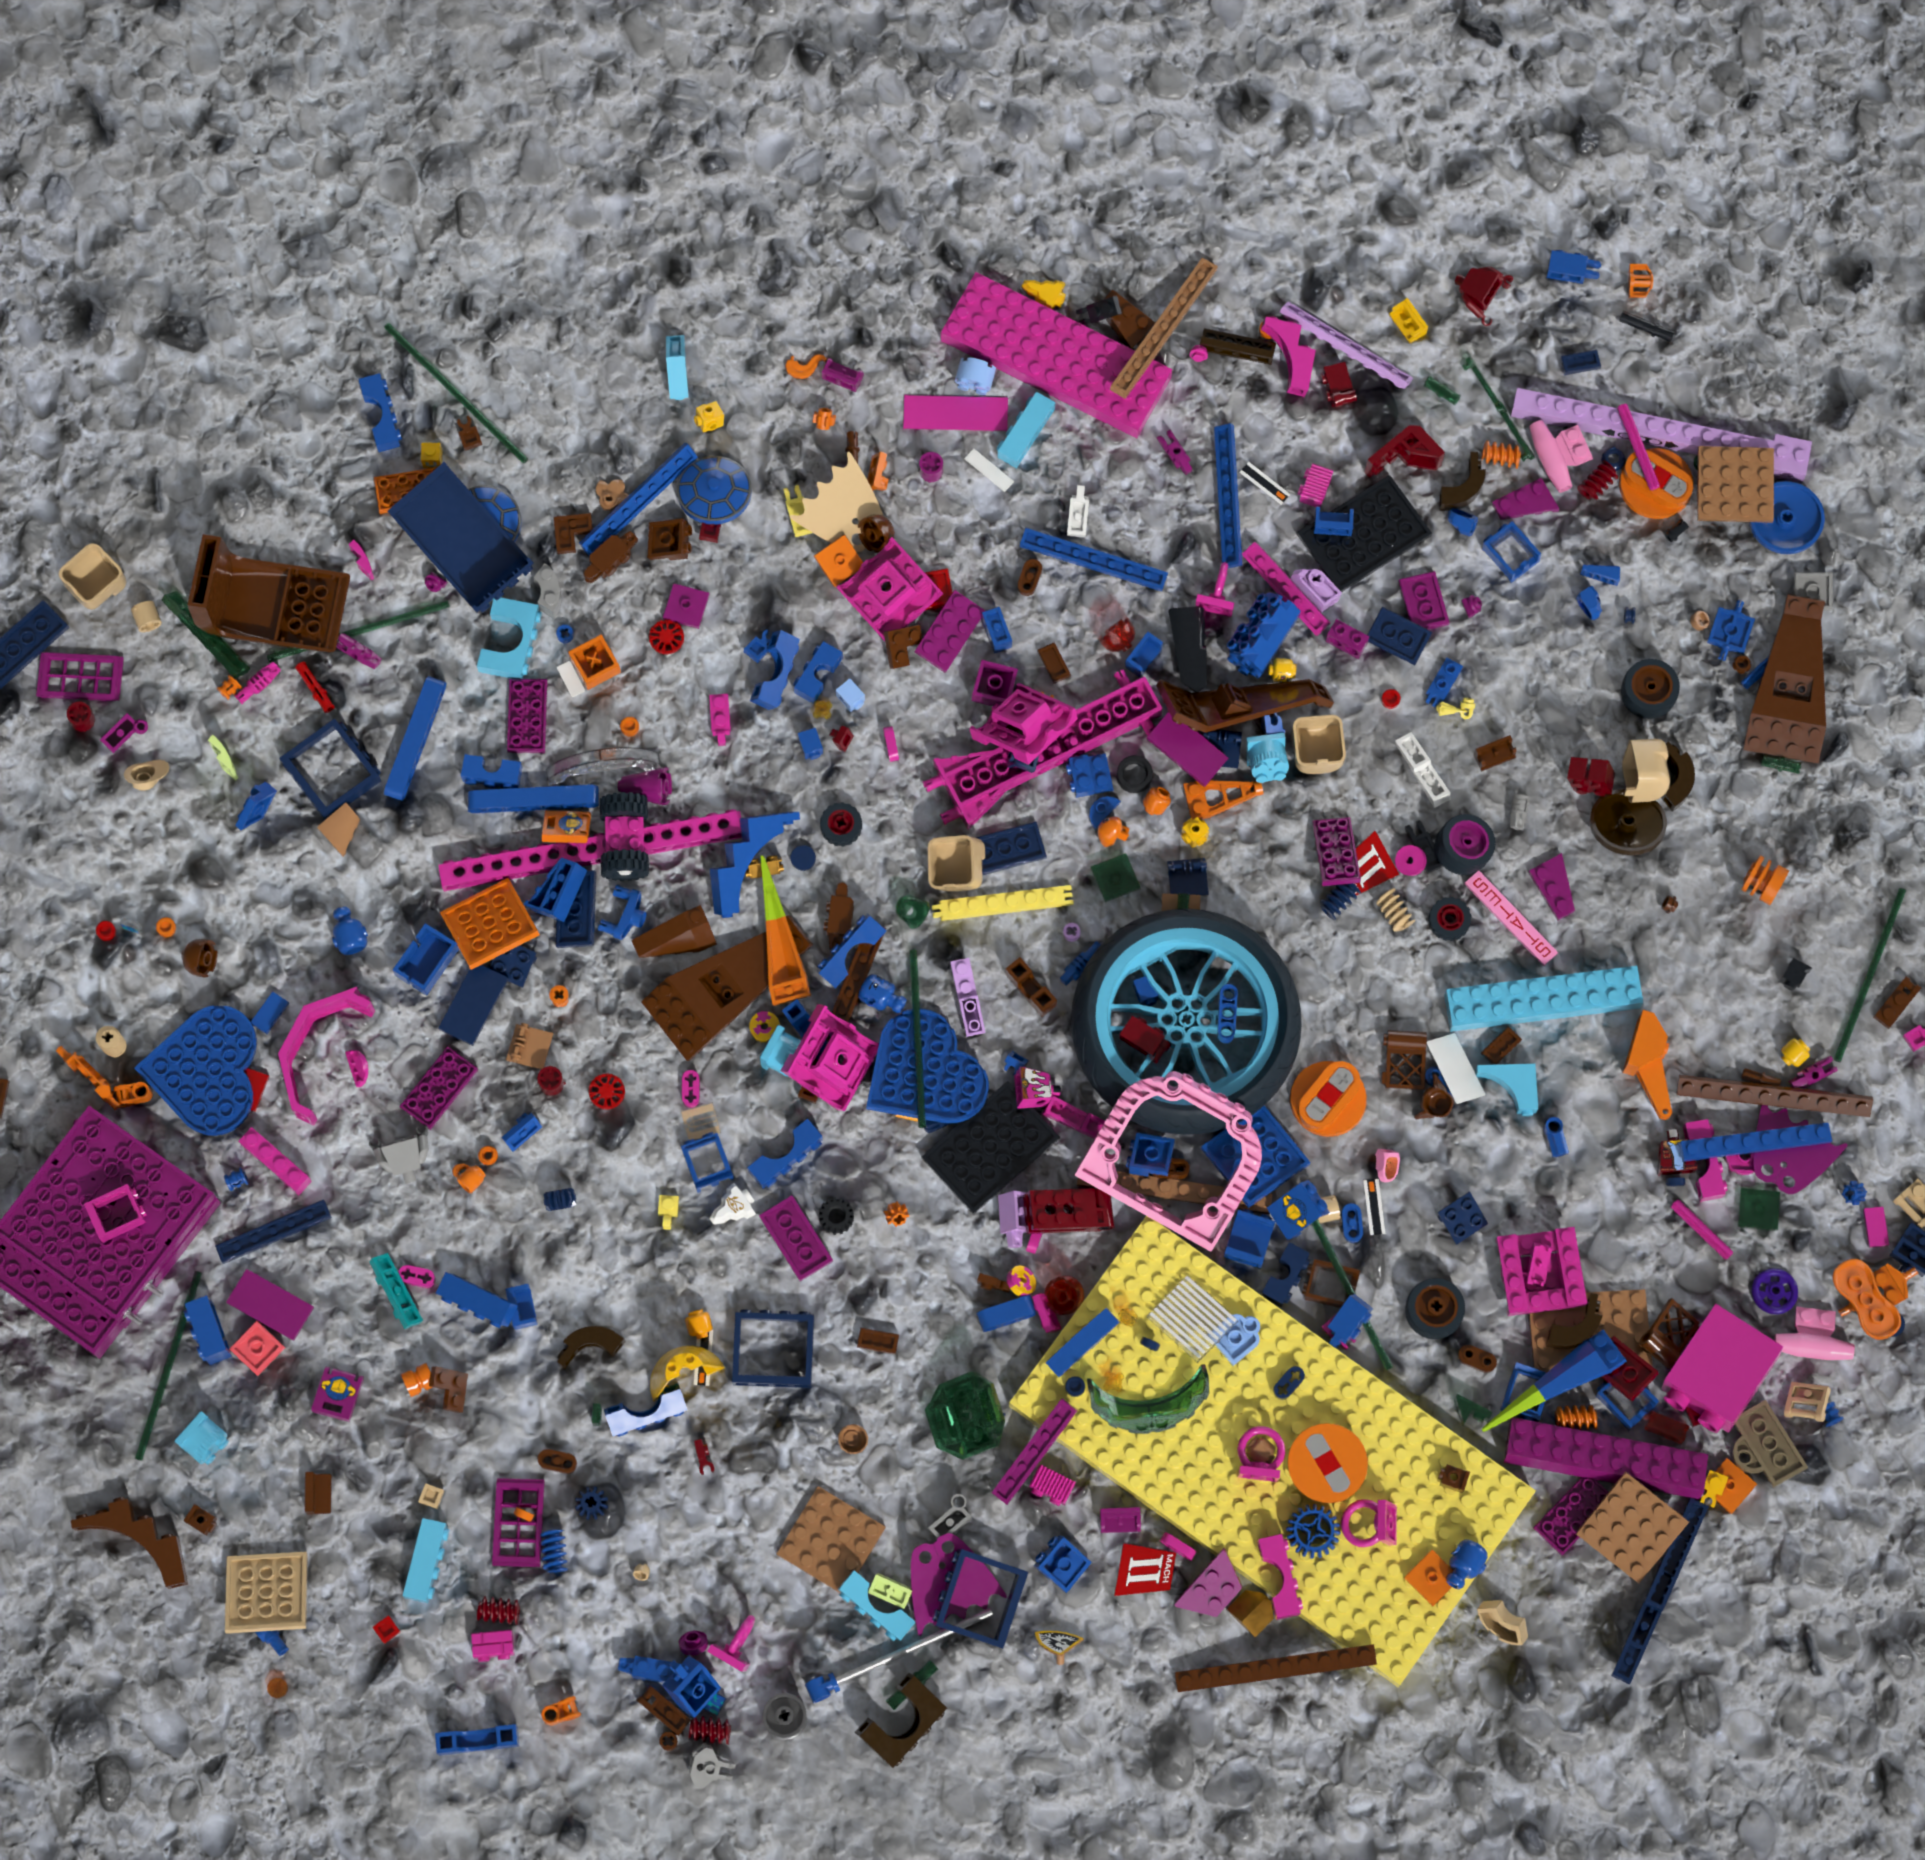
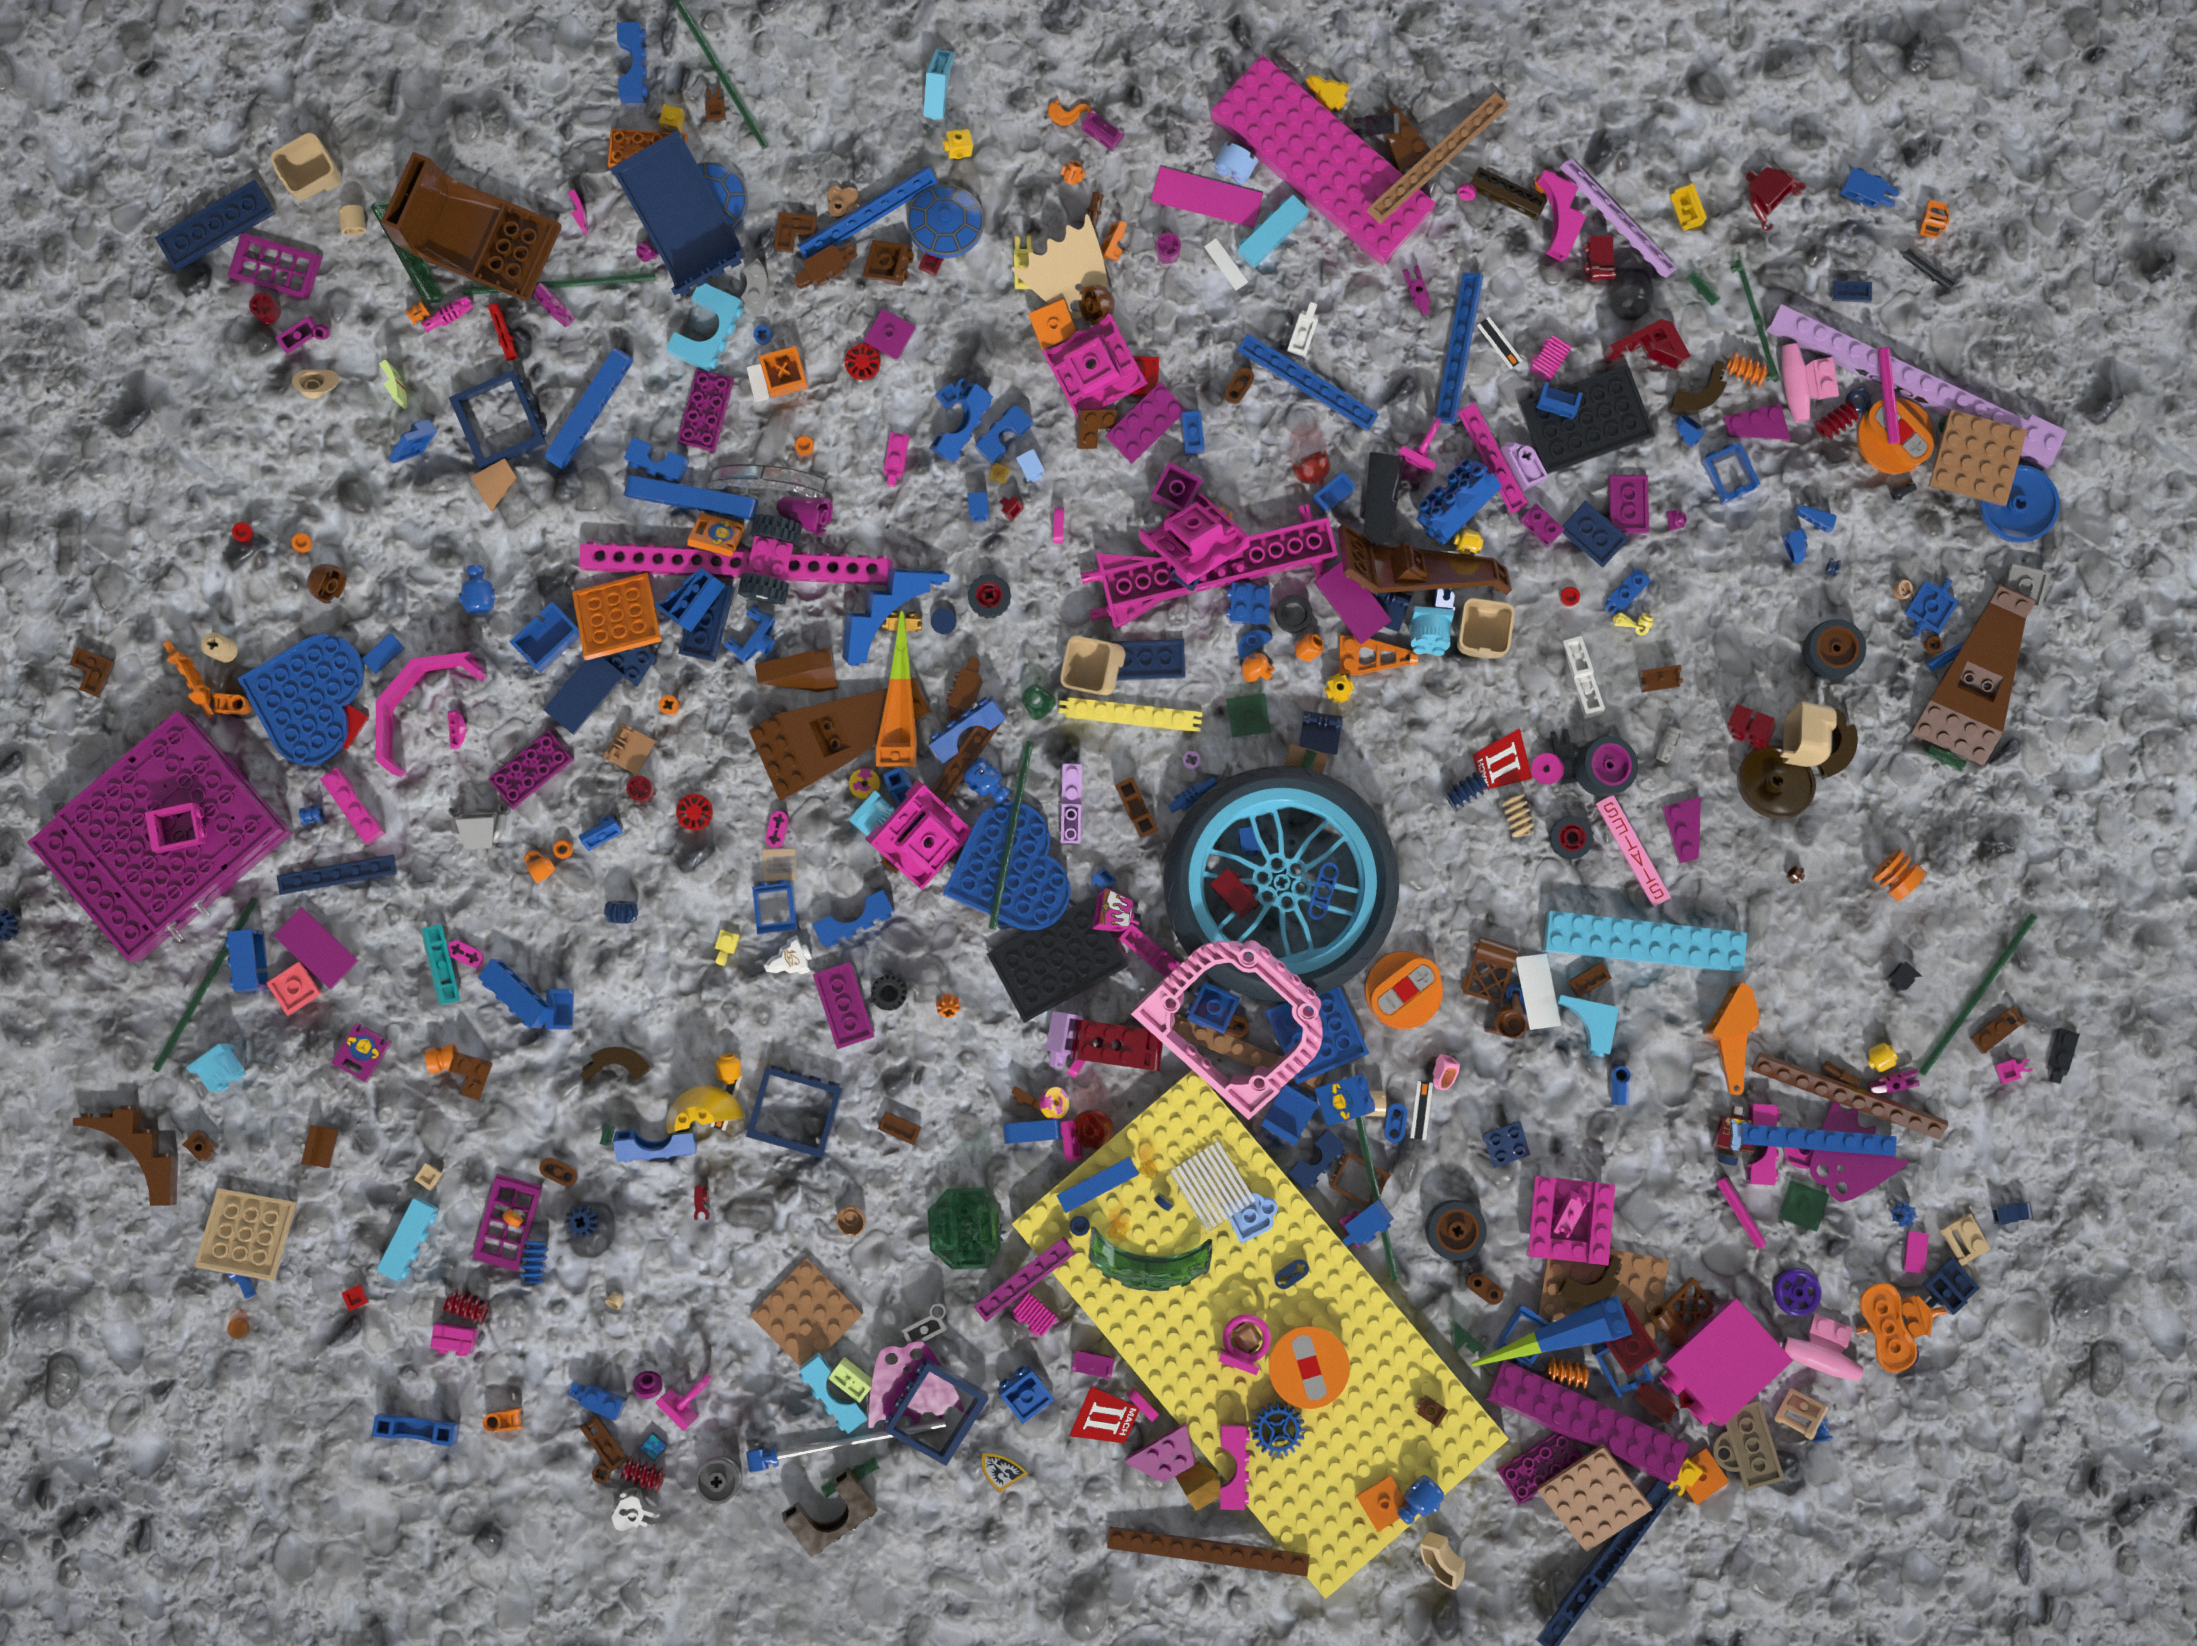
camera: 15 degrees right, 10 degrees up
(690, 1685) = (633, 1430): blue hinge -> none
(1054, 663) = (1241, 479): reddish brown tile -> none
(1336, 851) = (1475, 742): magenta tile -> none
(1384, 1523) = (1349, 1441): dark pink tile -> none

